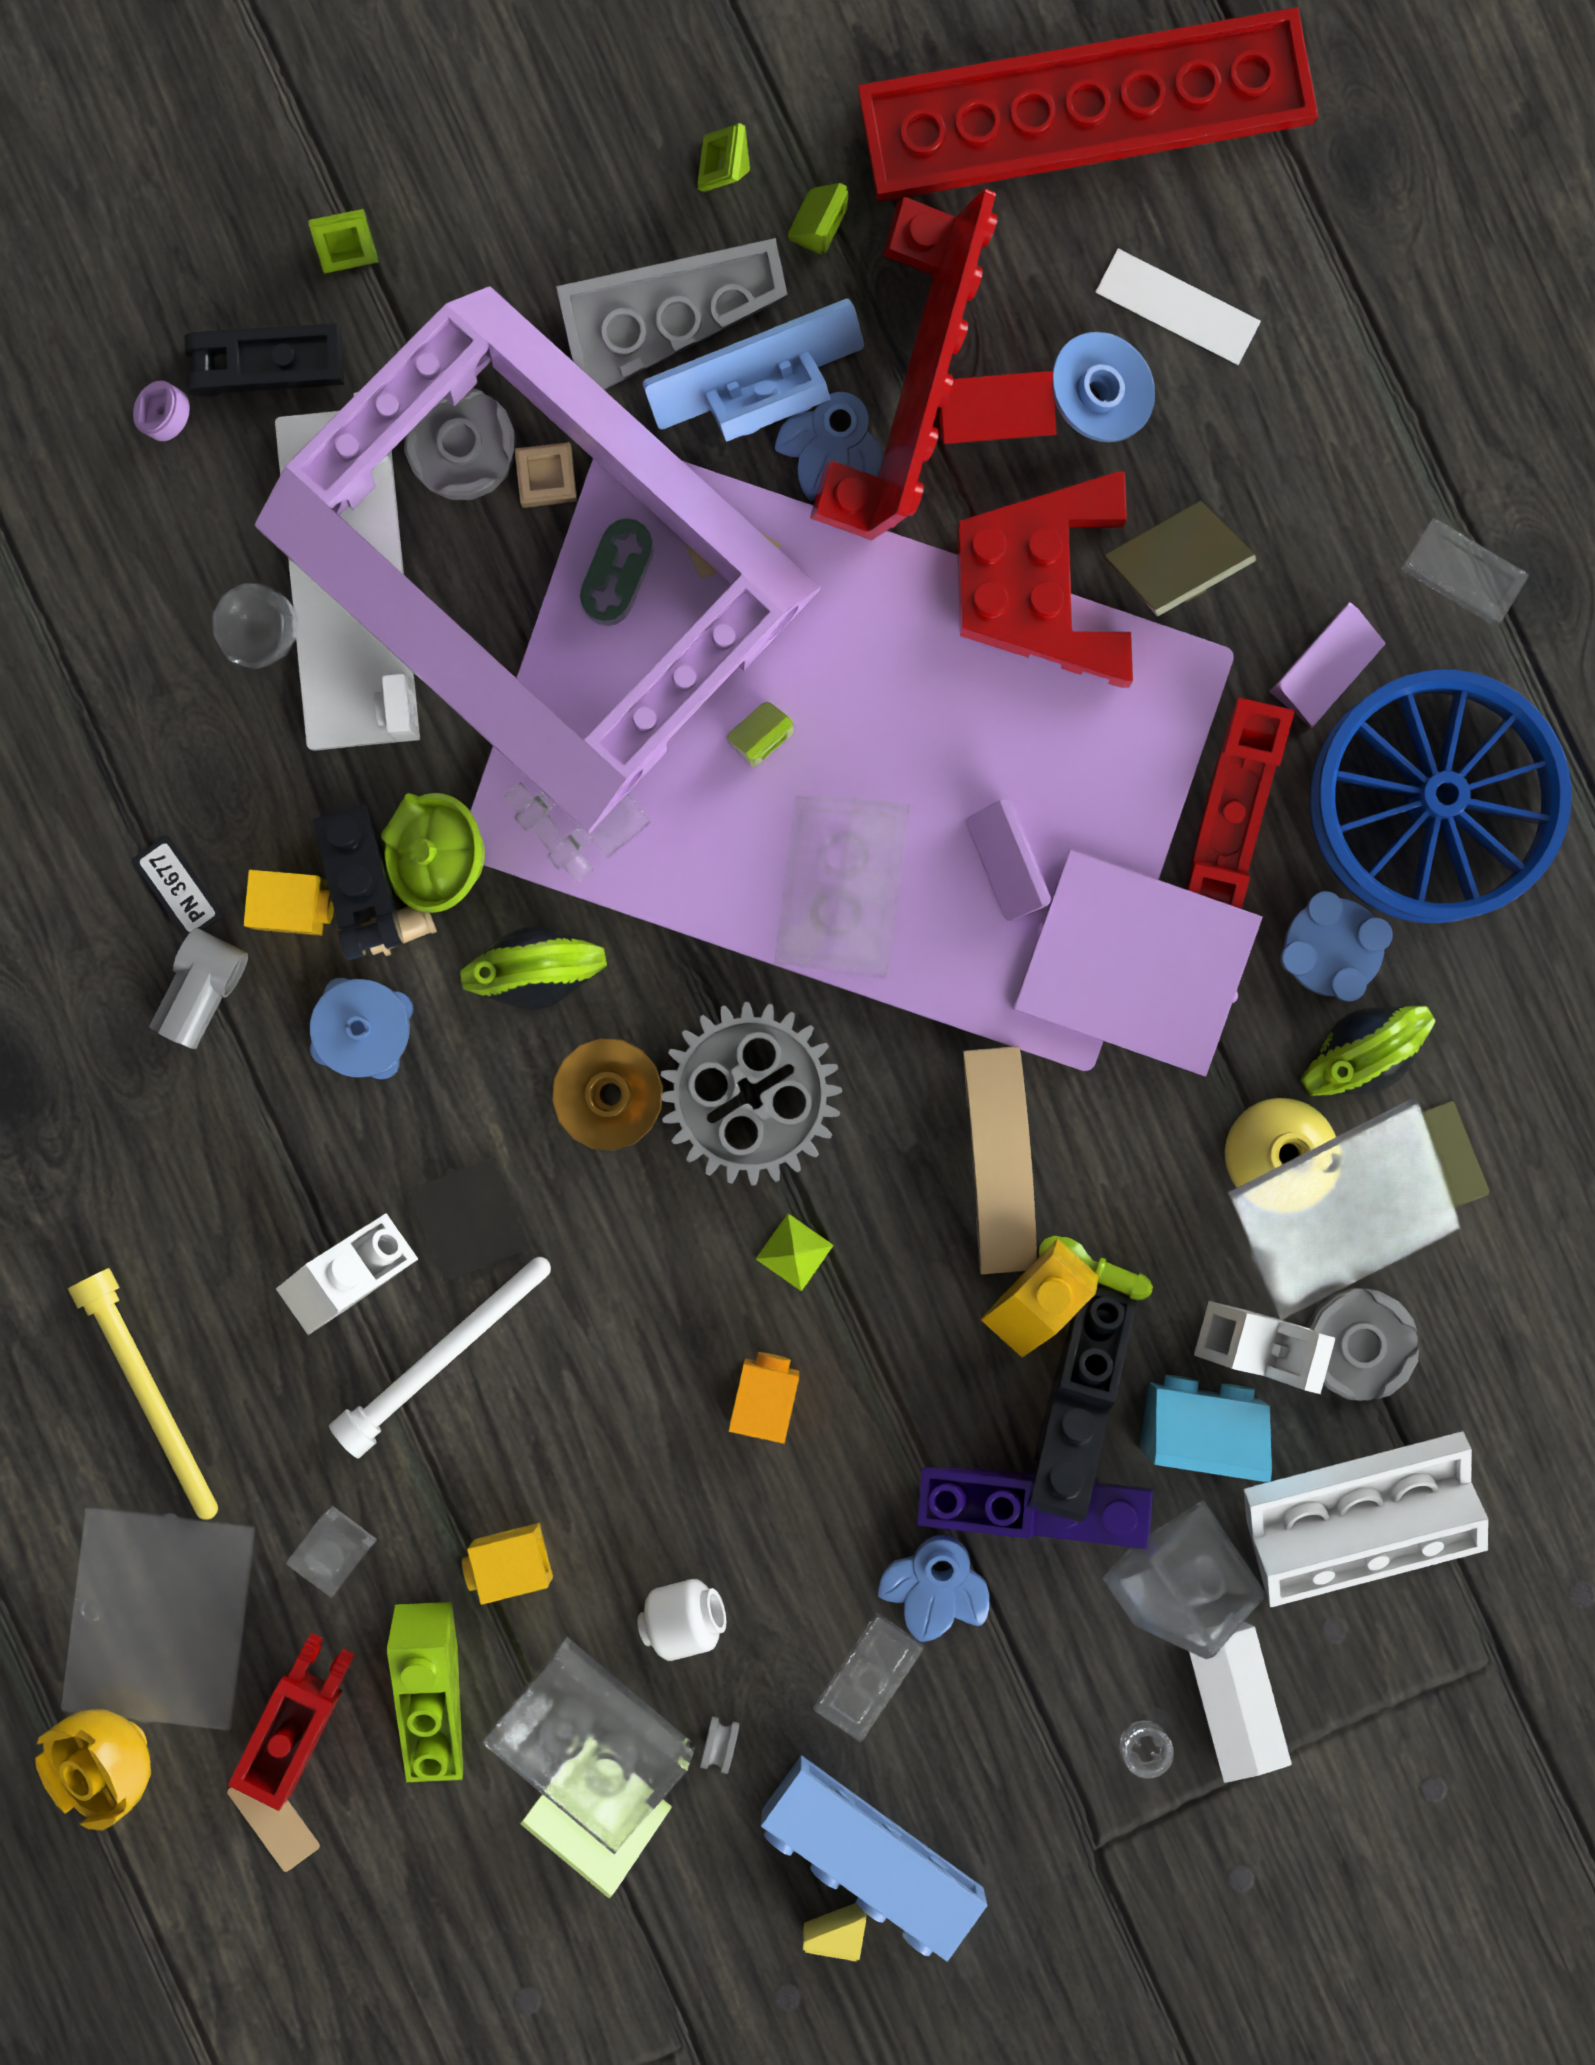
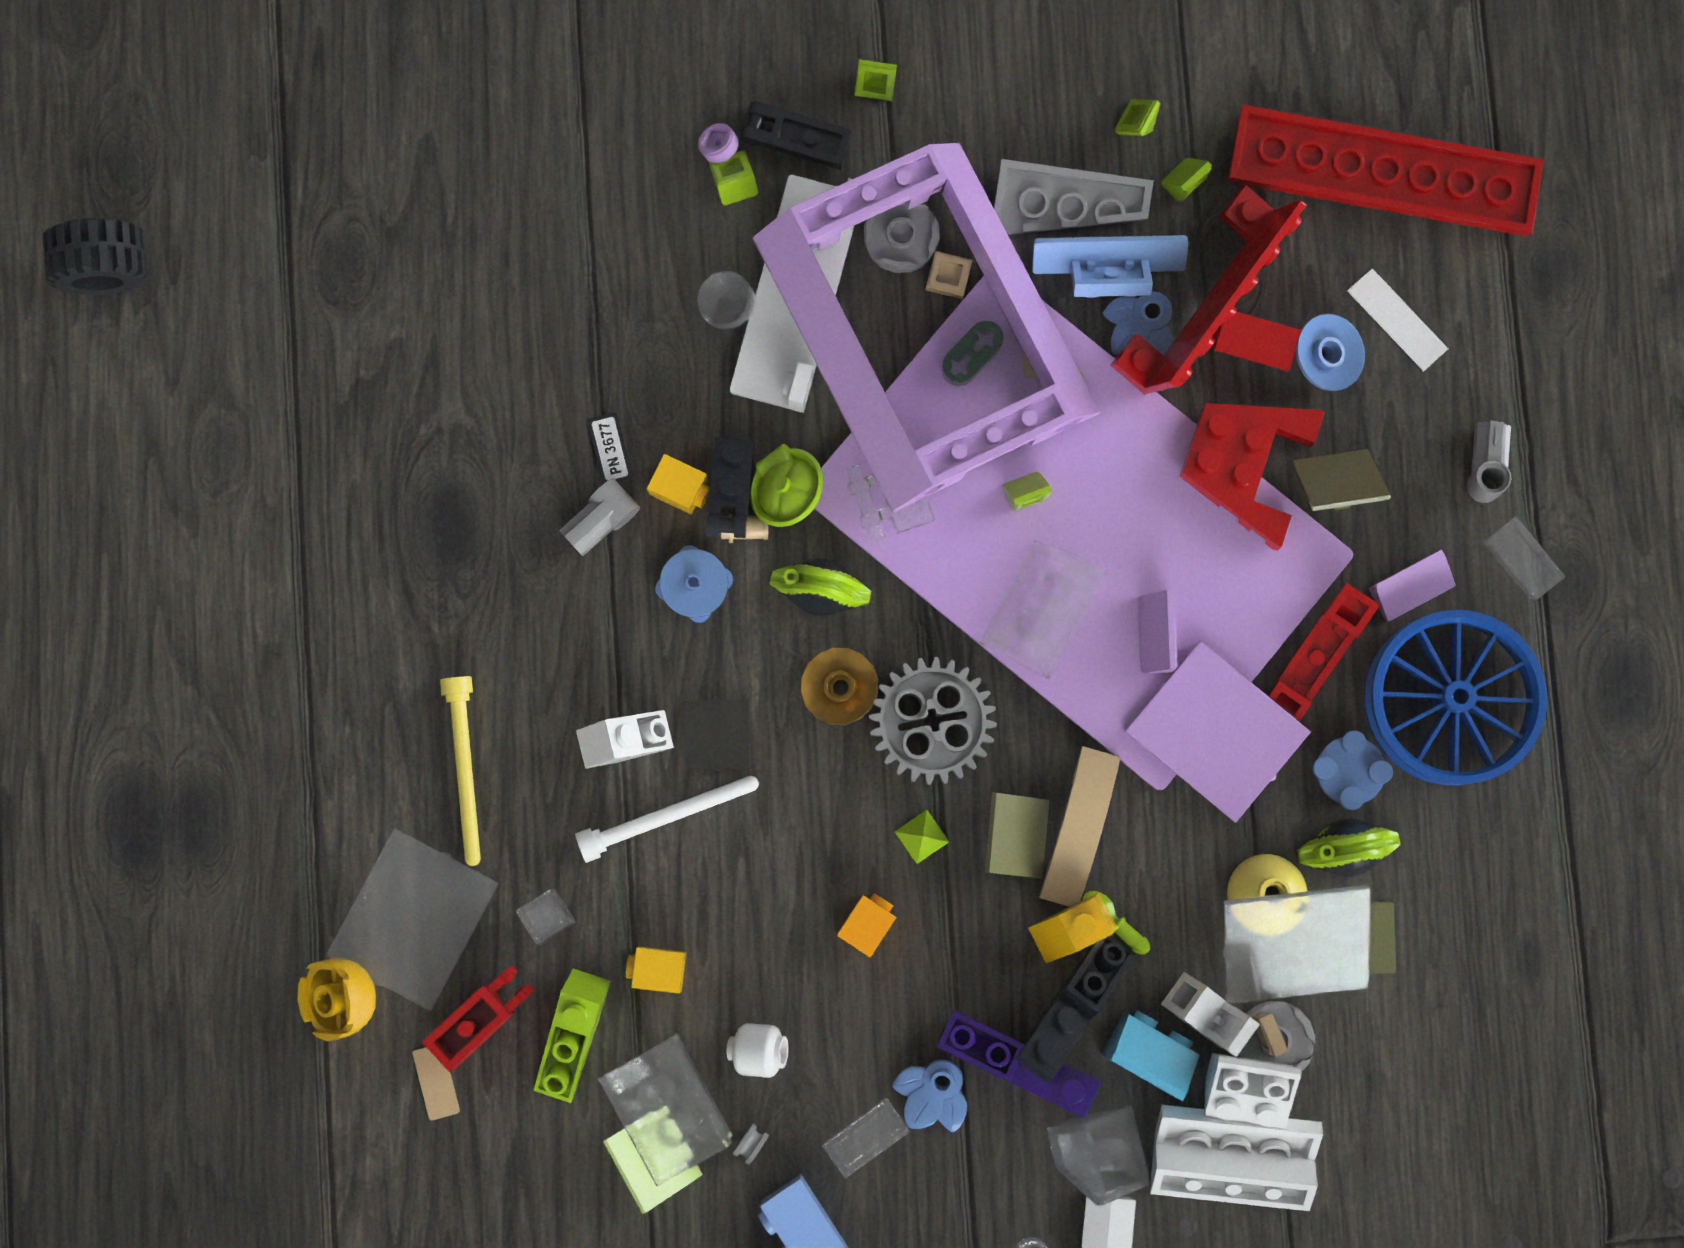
camera: 15 degrees right, 5 degrees down
(203, 452) = (734, 178): none -> lime slope
(920, 1205) = (1017, 835): none -> olive piece
(1352, 1343) = (1269, 1034): none -> tan tile
(1354, 1427) = (1250, 1090): none -> white slope
(1371, 451) = (1490, 458): none -> light grey piece

